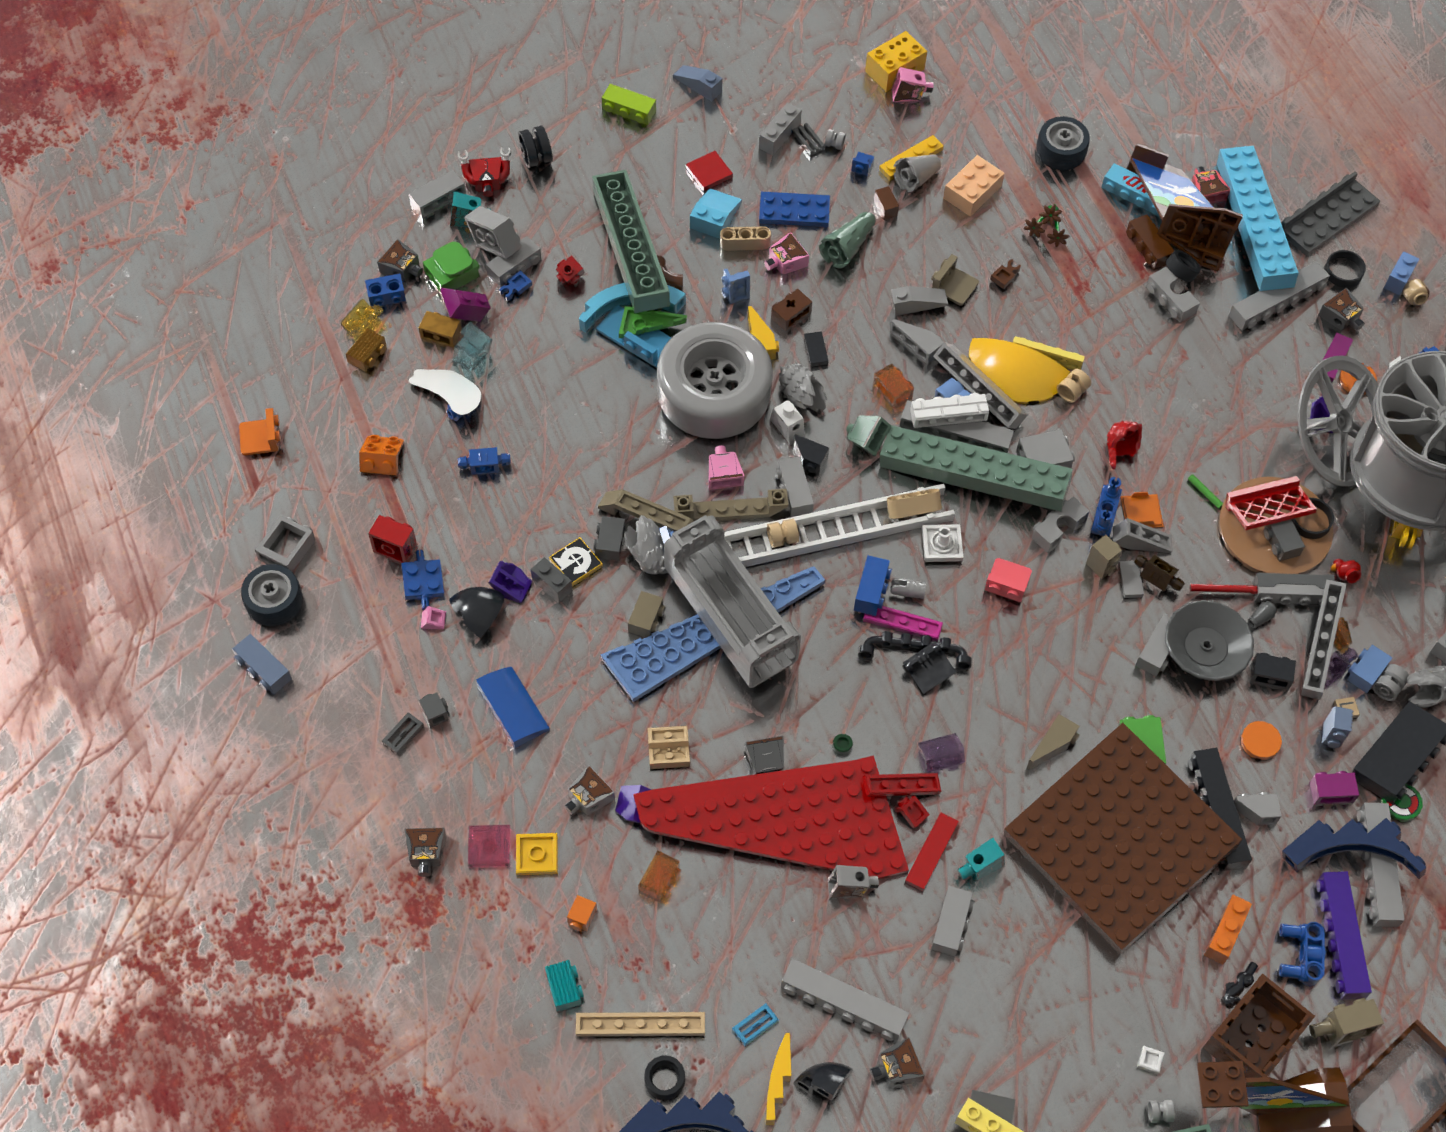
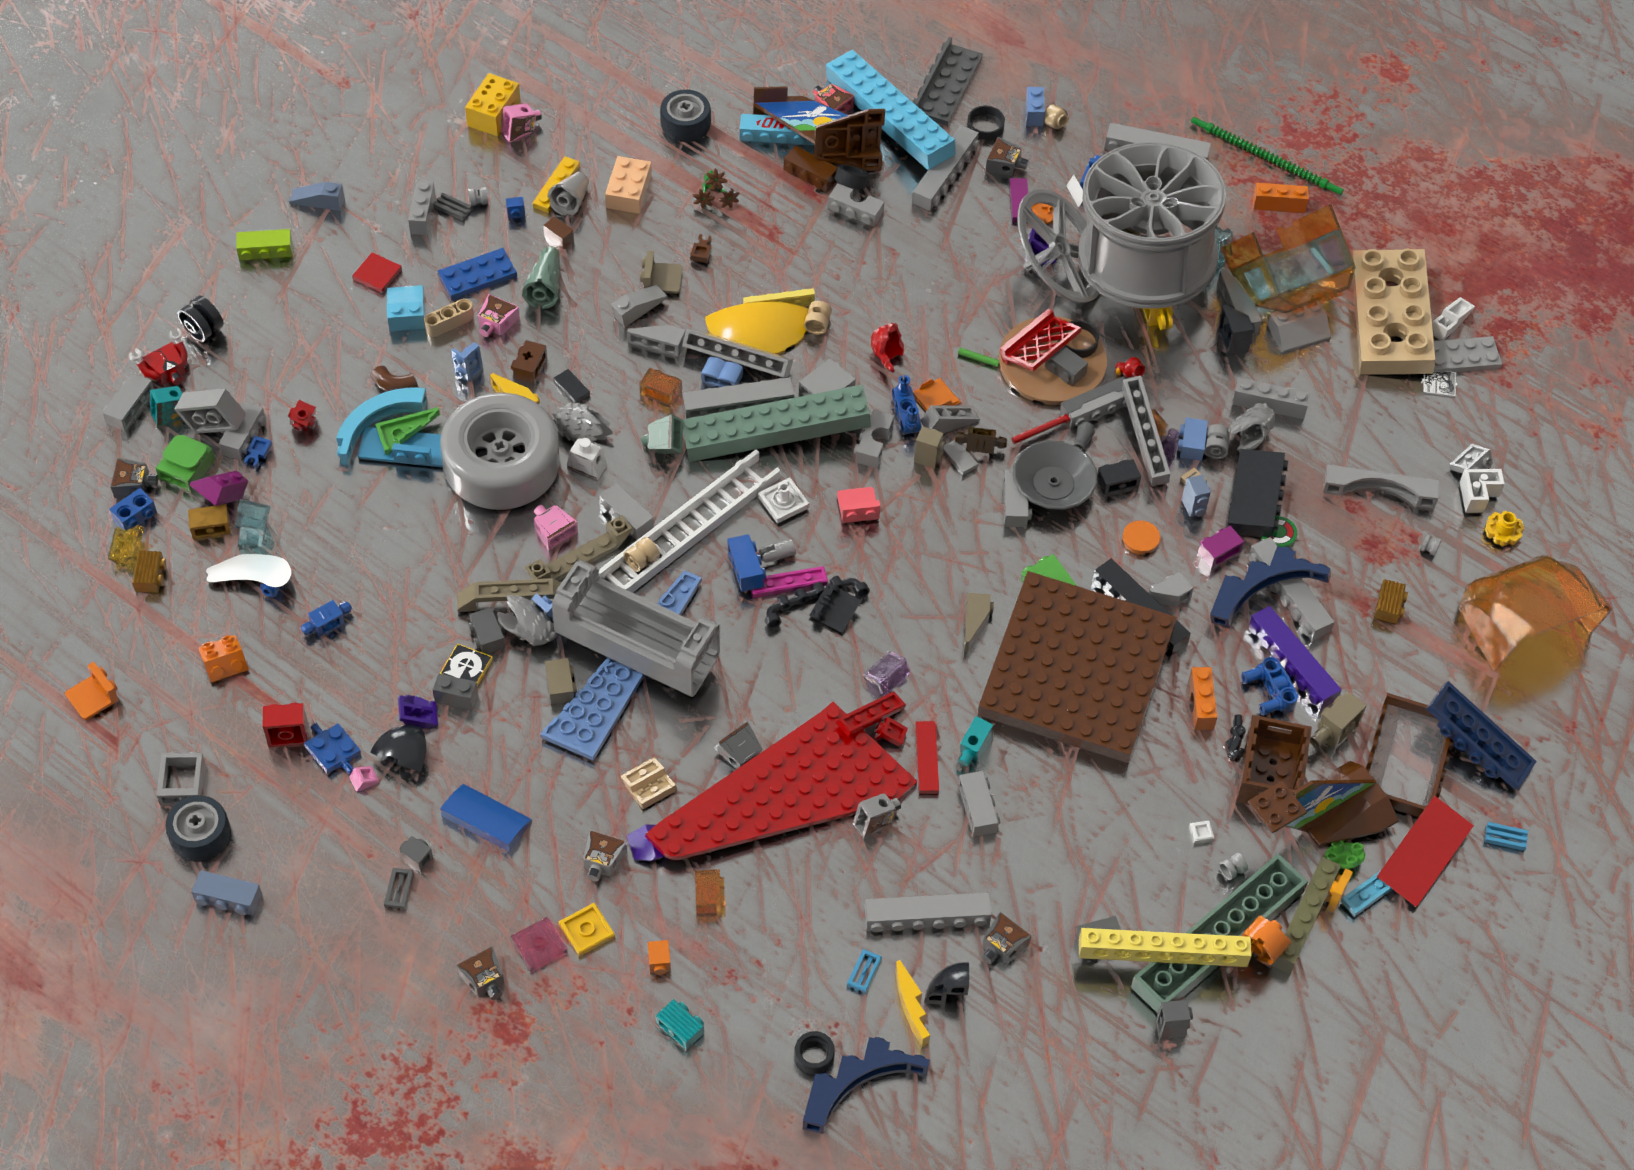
camera: 30 degrees left, 5 degrees down
(631, 241) = (346, 363): sand green brick -> none
(641, 1024) = (766, 1021): tan plate -> none
(811, 453) = (624, 475): black slope -> none
(842, 744) = (798, 707): dark green tile -> none
(914, 503) = (741, 477): tan beam -> none
(949, 410) = (725, 384): white brick -> none

